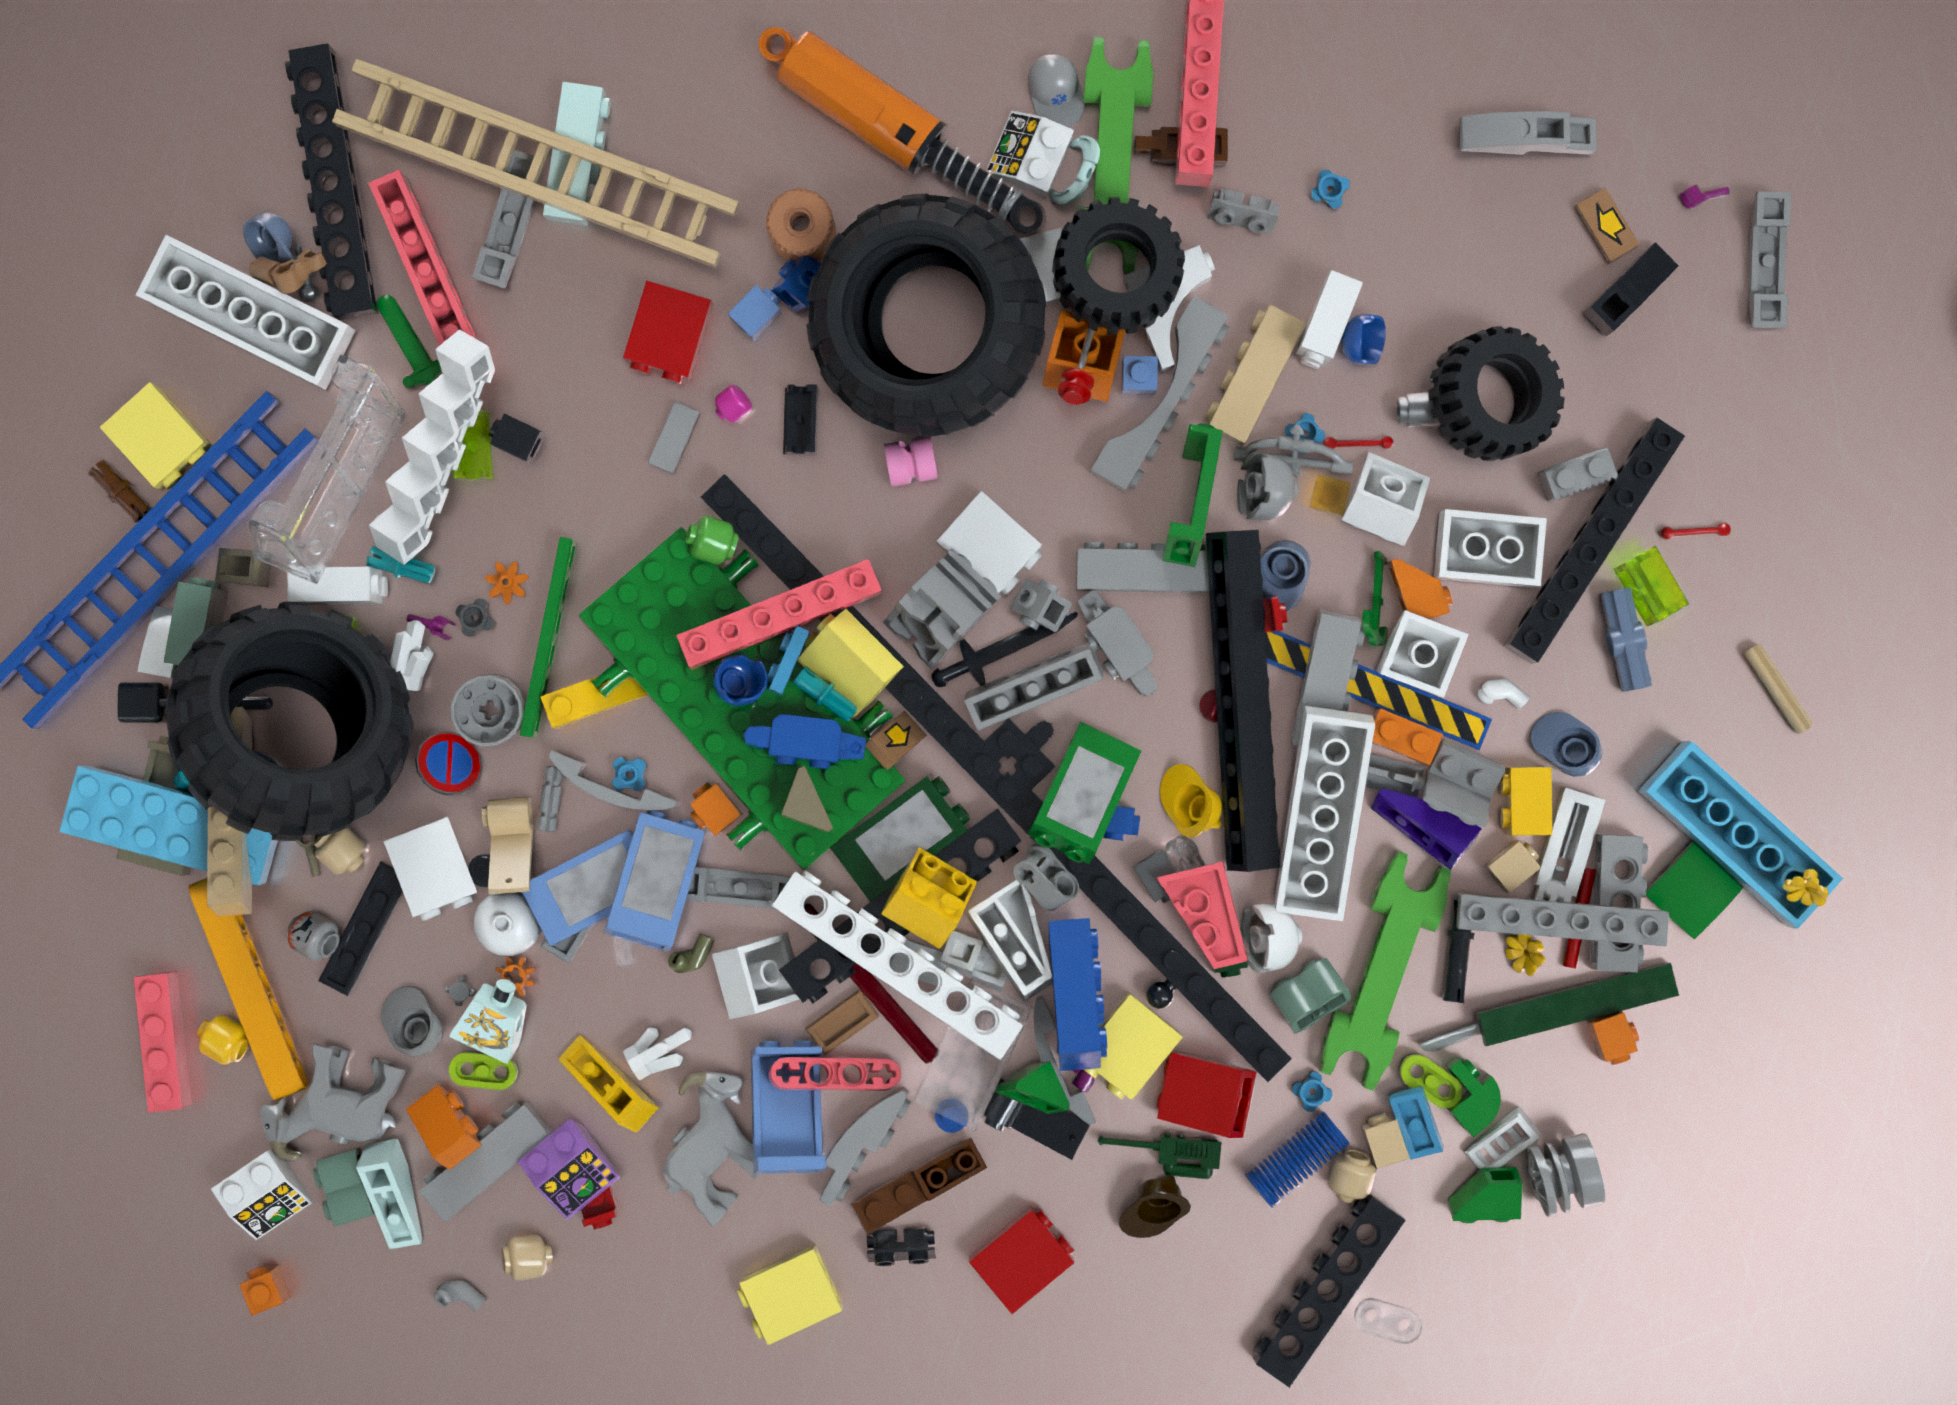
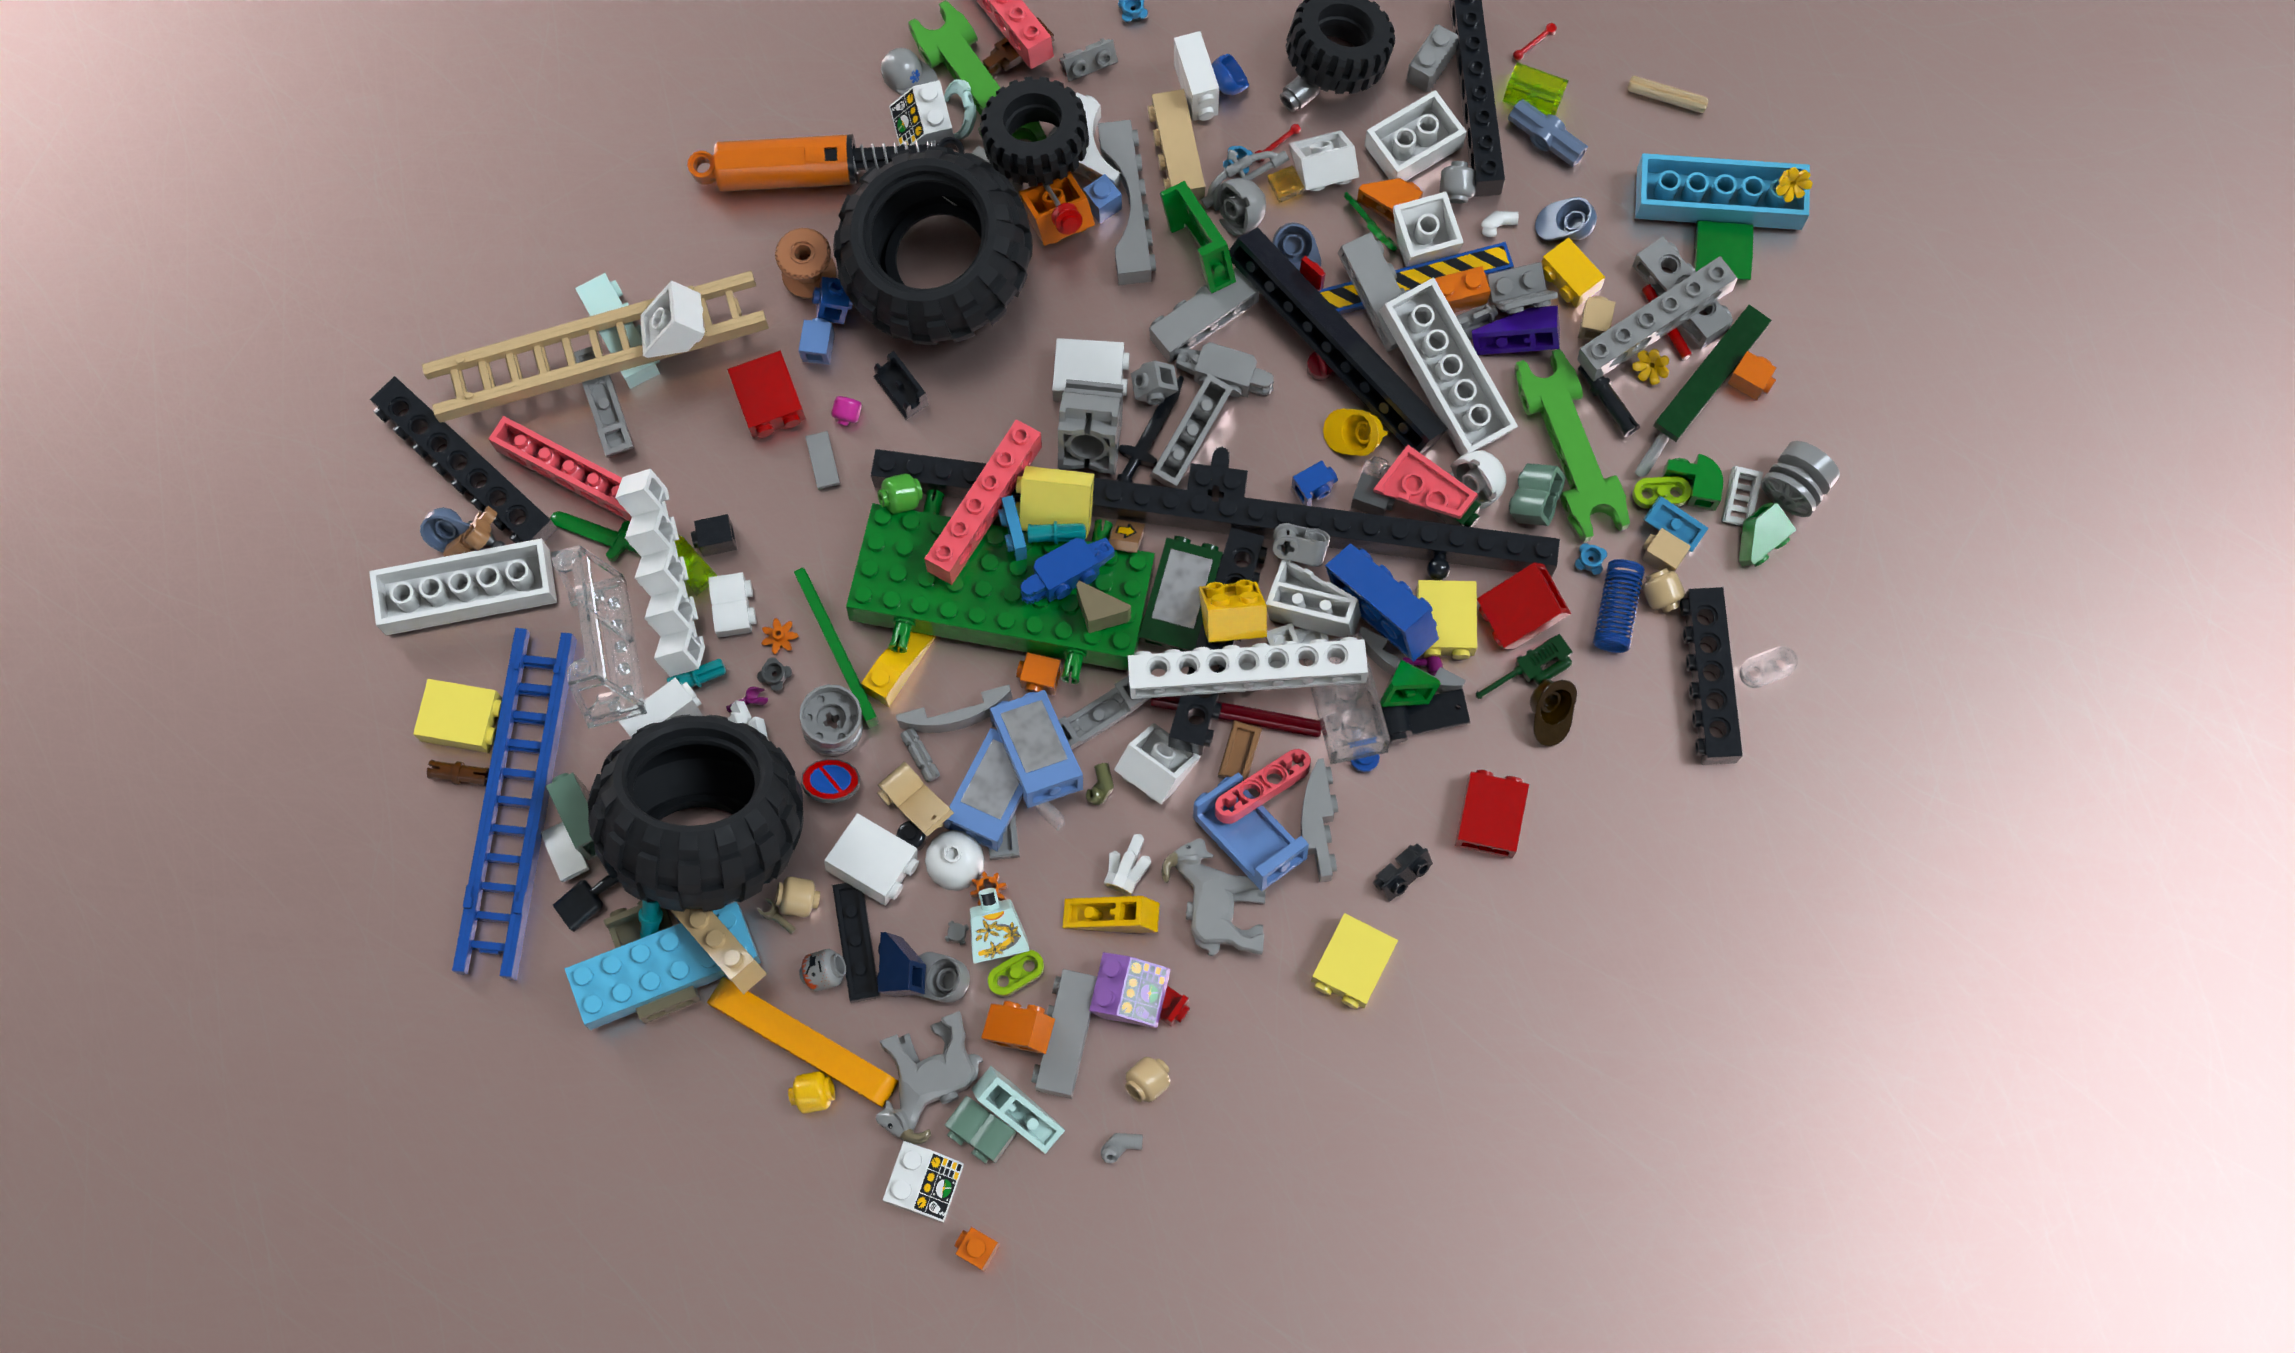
camera: 35 degrees left, 15 degrees down
(162, 1041) = (768, 1126): coral brick -> none
(241, 567) = (584, 756): dark tan slope -> none
(383, 987) = (899, 967): none -> dark blue slope
(482, 519) = (731, 604): none -> white brick
(619, 203) = (672, 321): none -> white slope
(635, 781) = (963, 689): dark azure plate -> none
(740, 680) = (991, 562): blue hair -> none
(910, 461) = (997, 354): bright pink wheel -> none
(918, 1185) = (1381, 817): reddish brown slope -> none
(1084, 793) = (1281, 473): panel -> none
(1495, 624) = (1458, 182): none -> light grey head
(1572, 836) = (1620, 276): white hinge -> none

